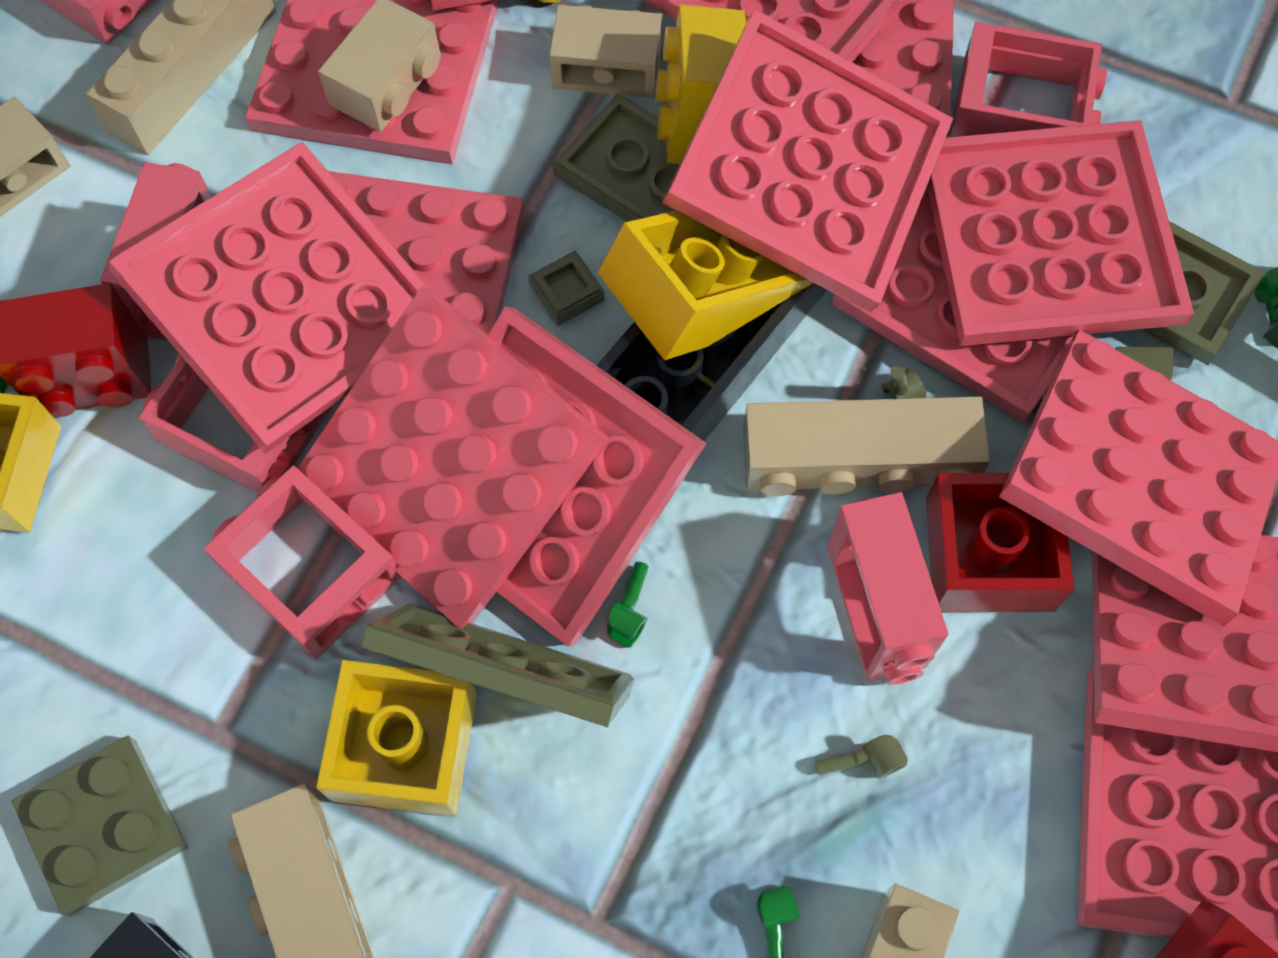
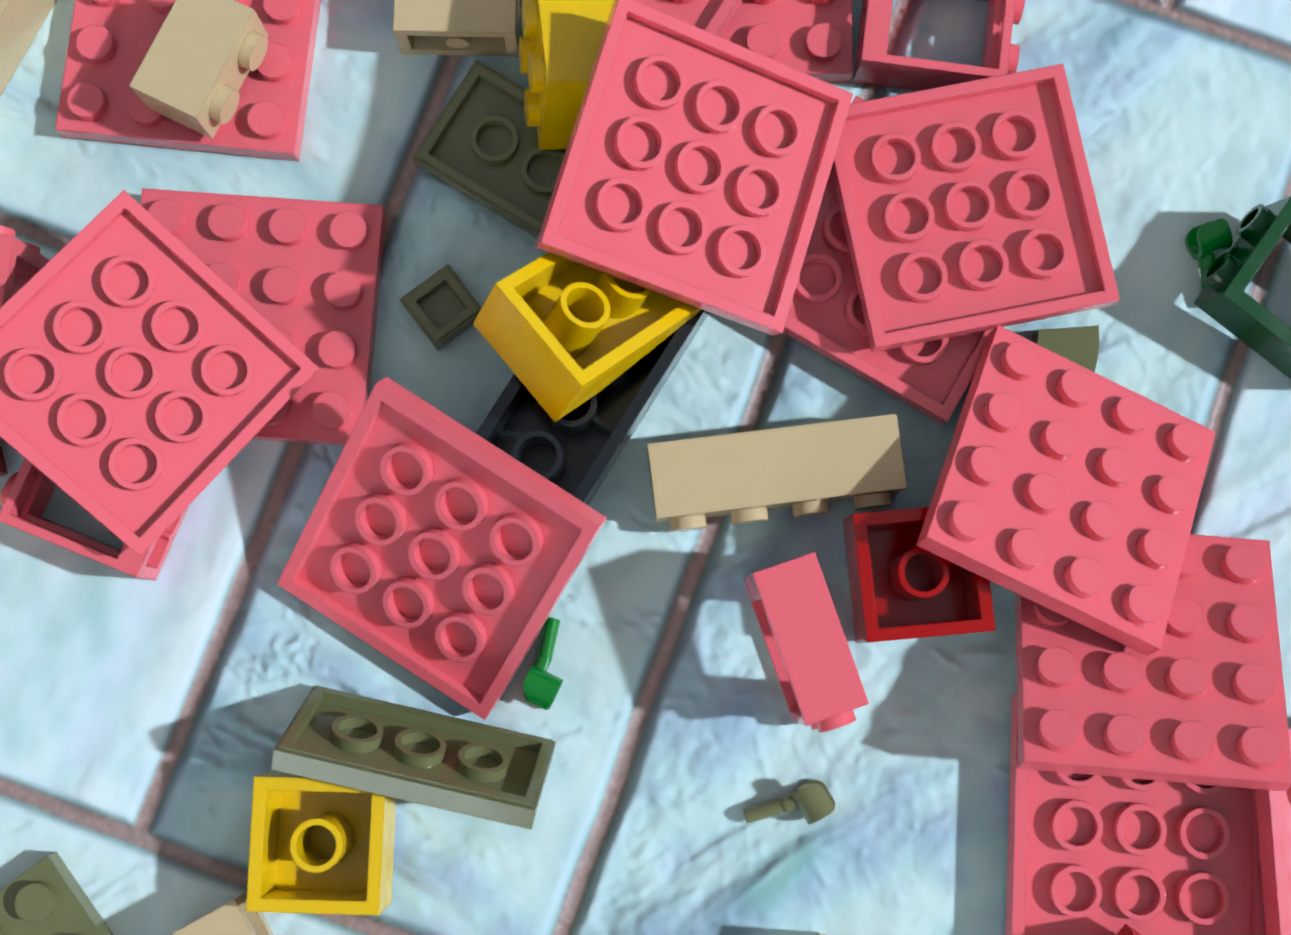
camera: 10 degrees left, 15 degrees up
(343, 600) = (247, 694): coral window -> none
(451, 456) = (335, 537): coral plate -> none
(904, 384) = (815, 398): olive hand -> none
(1218, 293) = (1144, 256): olive plate -> none

